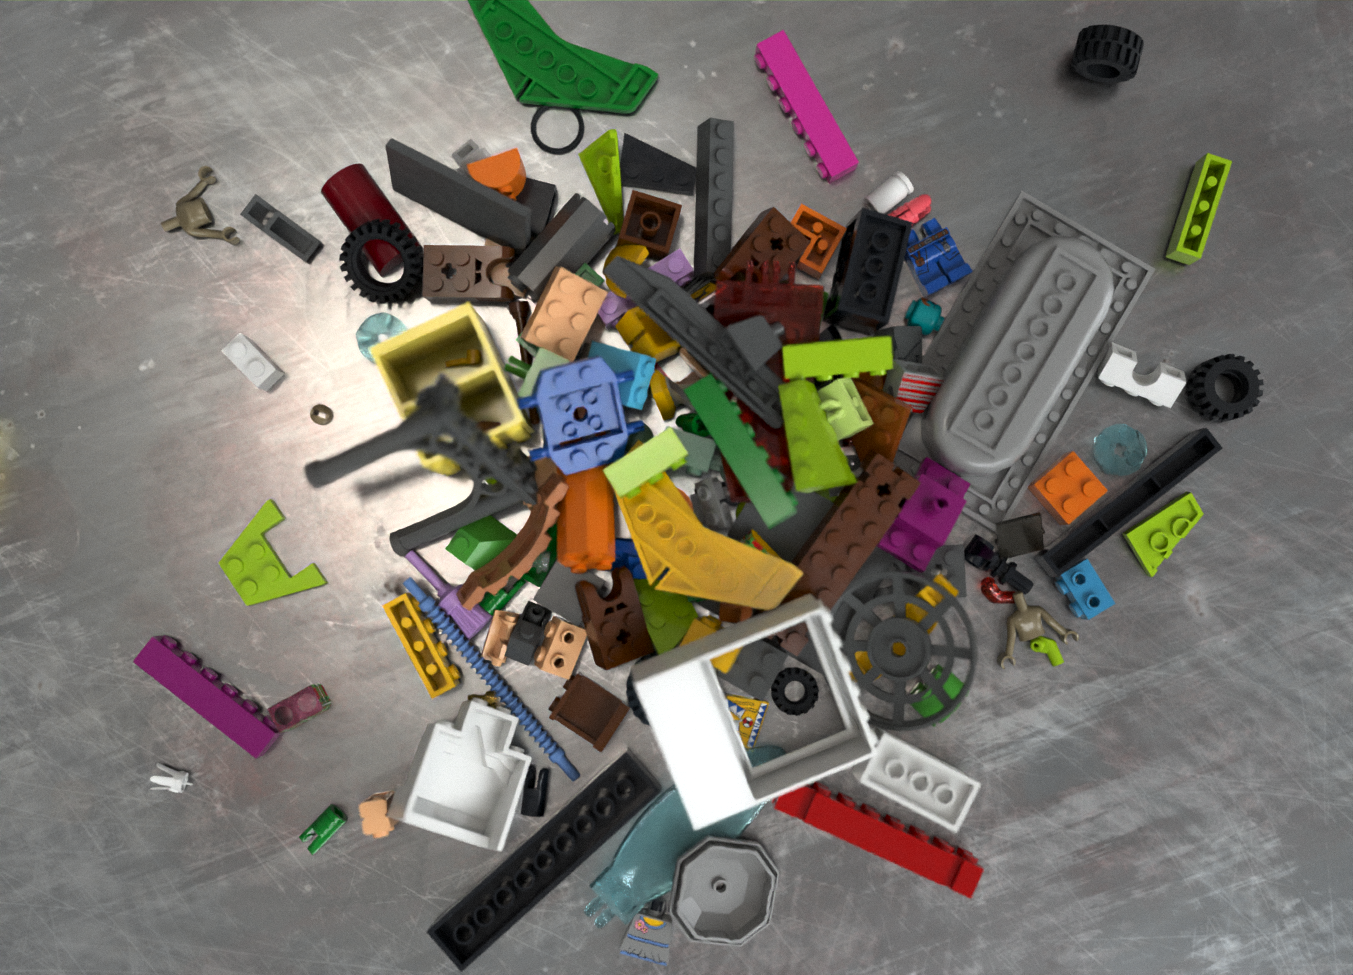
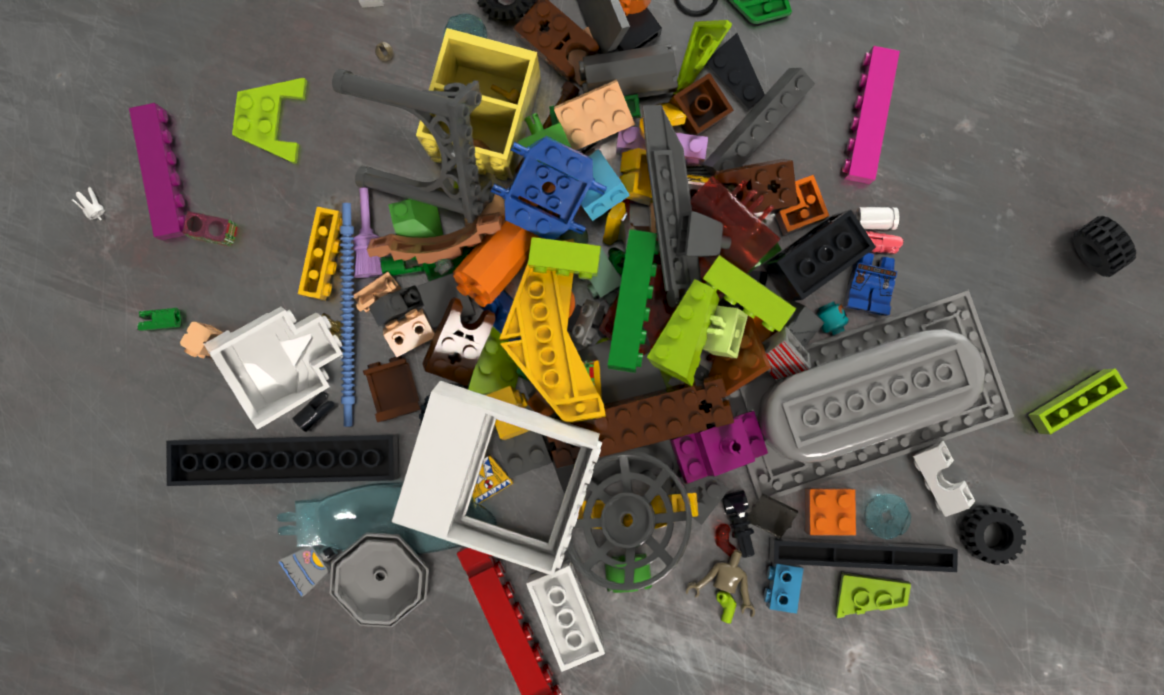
camera: 45 degrees right, 0 degrees up
(794, 707) = (523, 494): black tyre -> none

